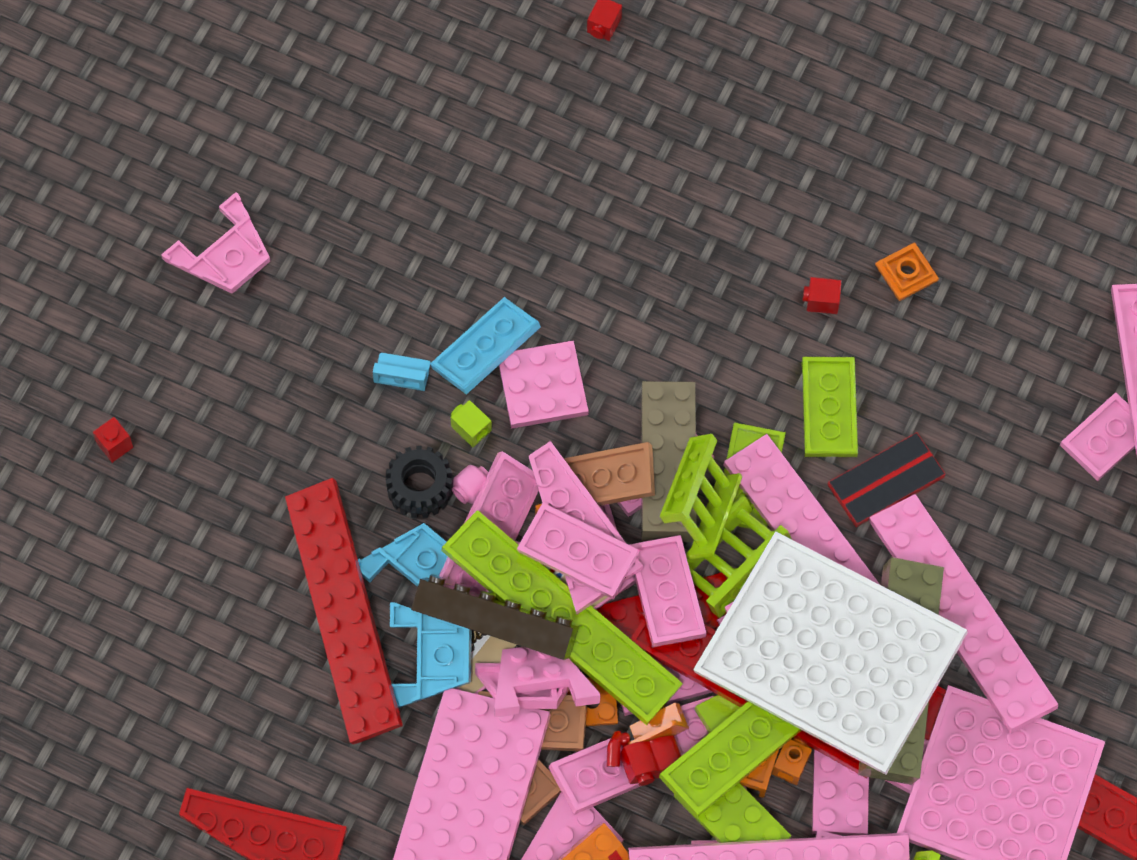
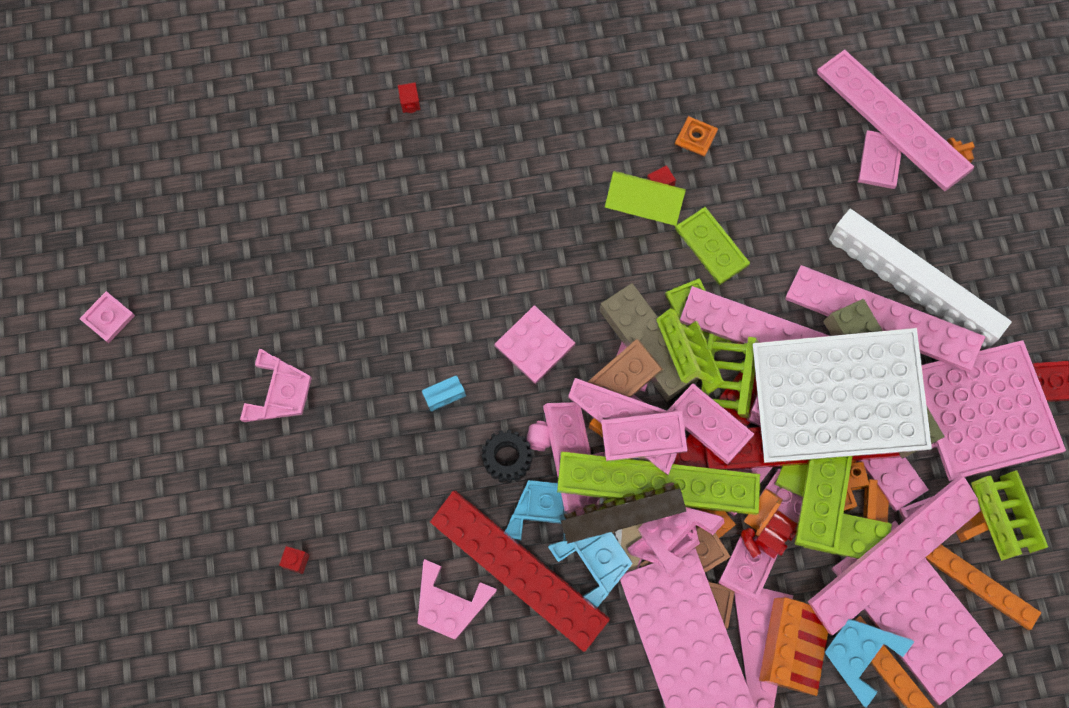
camera: 30 degrees left, 5 degrees up
(99, 53) = (107, 317): none -> bright pink plate
(234, 602) = (445, 611): none -> bright pink wing
(470, 423) = (510, 397): lime brick -> none
(485, 345) = (483, 343): medium azure tile -> none
(788, 302) = (645, 198): none -> lime tile
(795, 806) = (875, 503): none -> orange panel
(886, 479) = (777, 267): black tile -> none
(1036, 595) = (917, 278): none -> white brick

